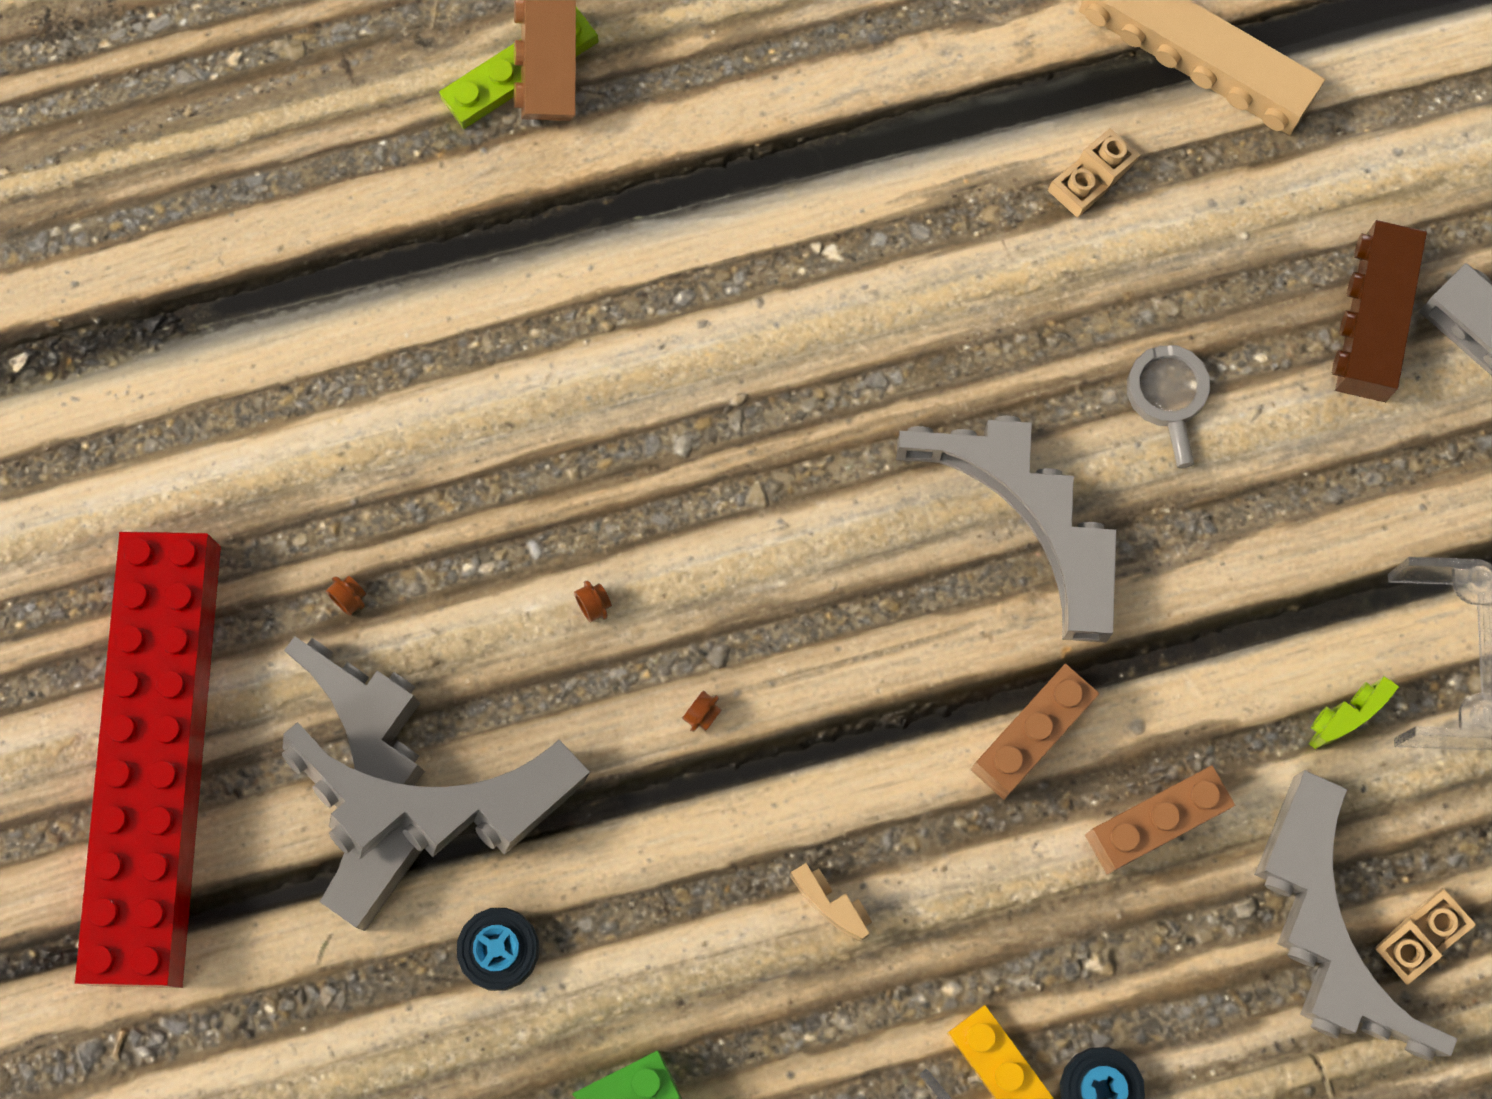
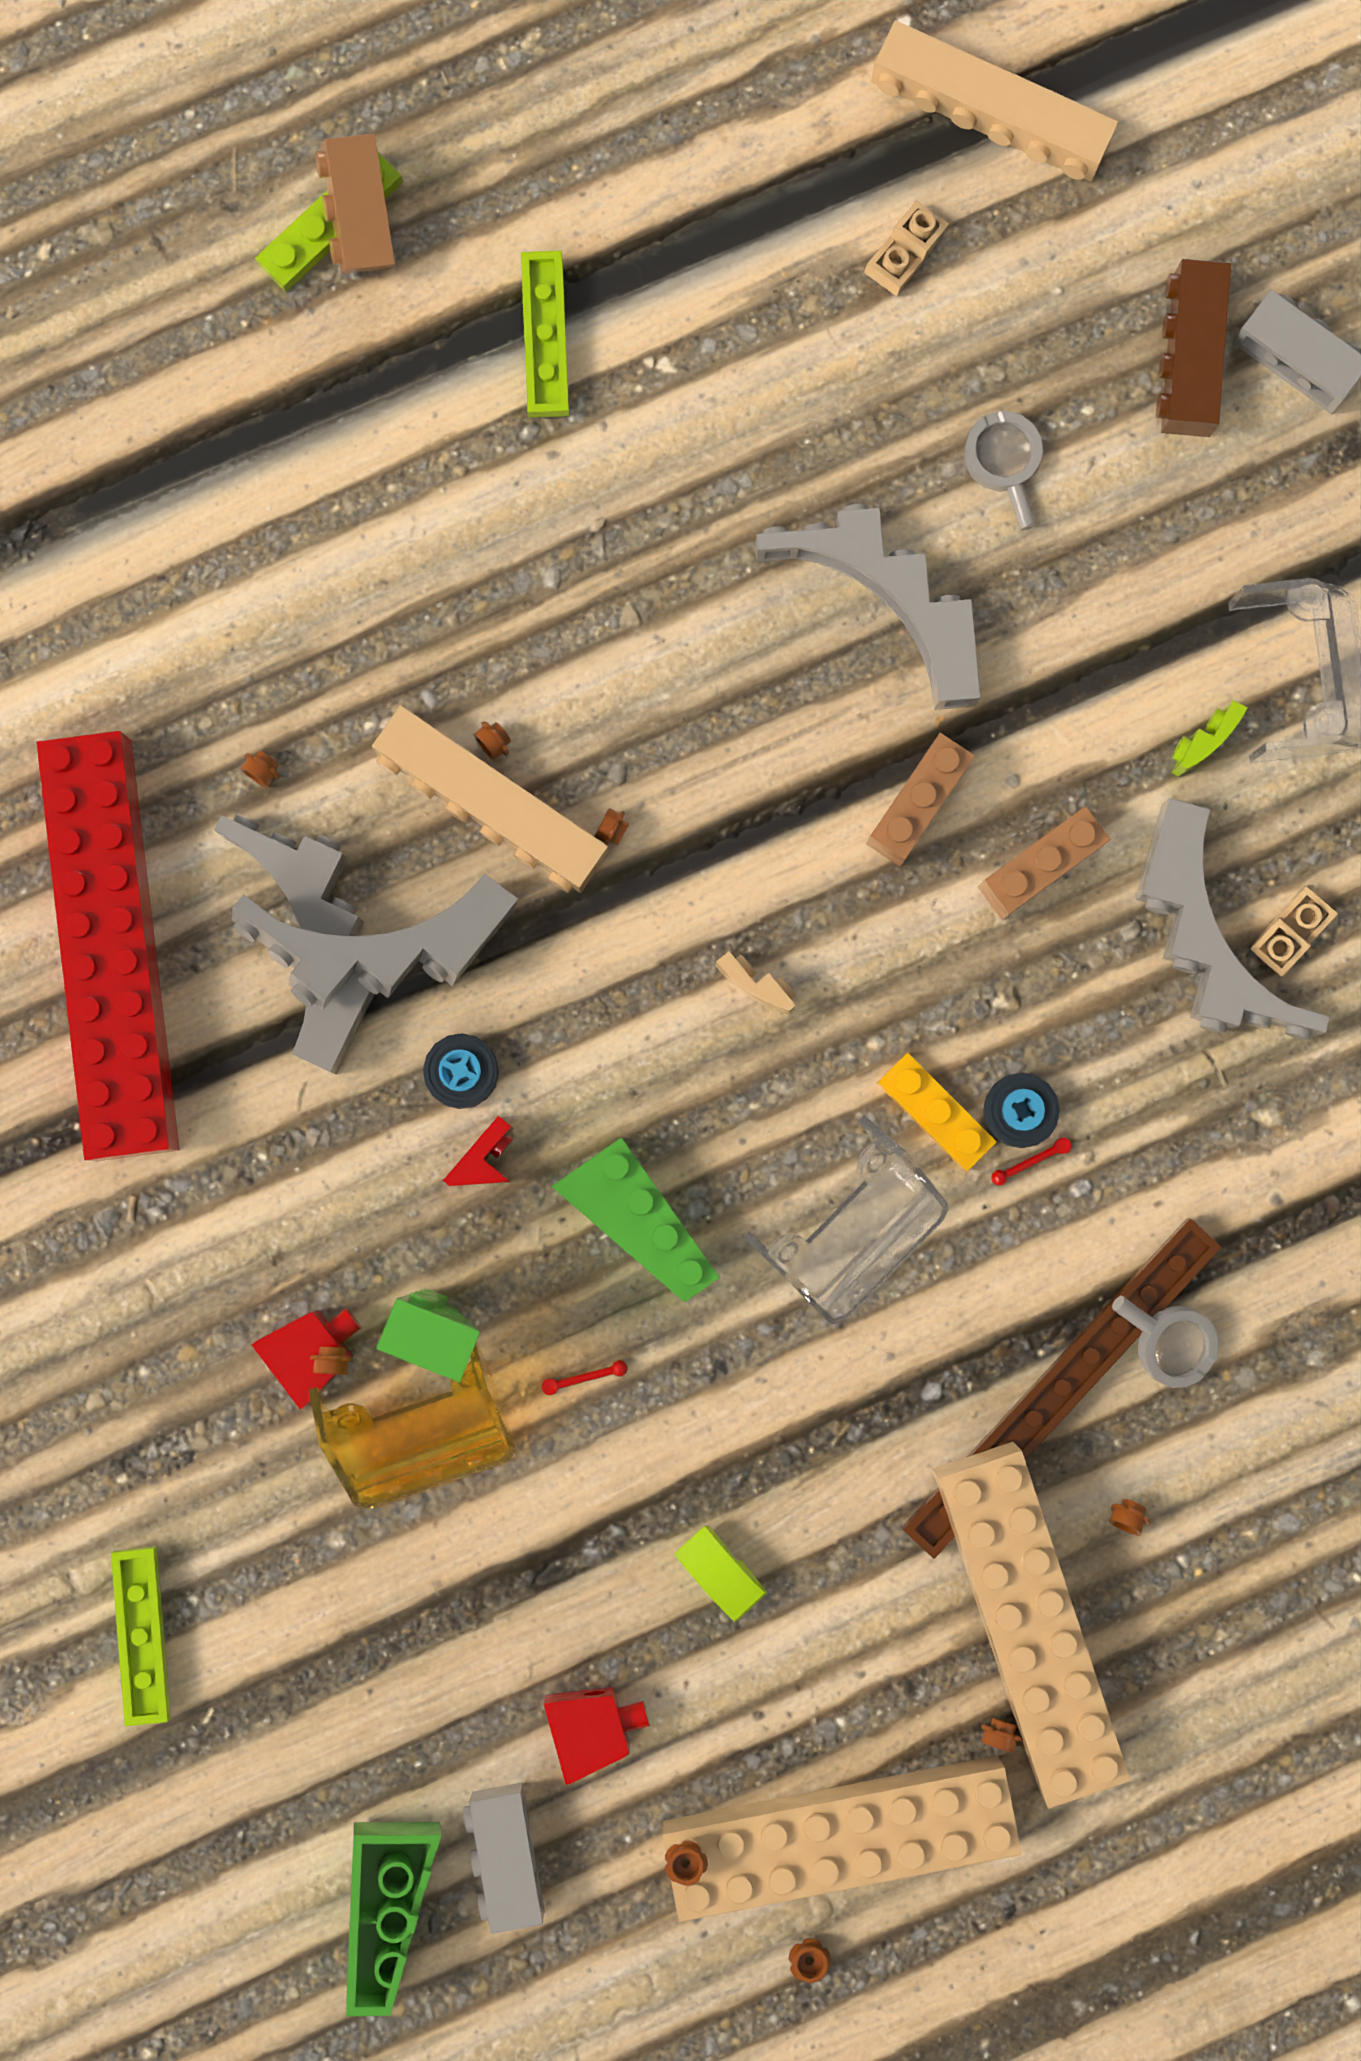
camera: 15 degrees left, 10 degrees up
(493, 1056) = (473, 1166): none -> red slope
(580, 663) = (490, 800): none -> tan brick
(714, 205) = (545, 334): none -> lime plate

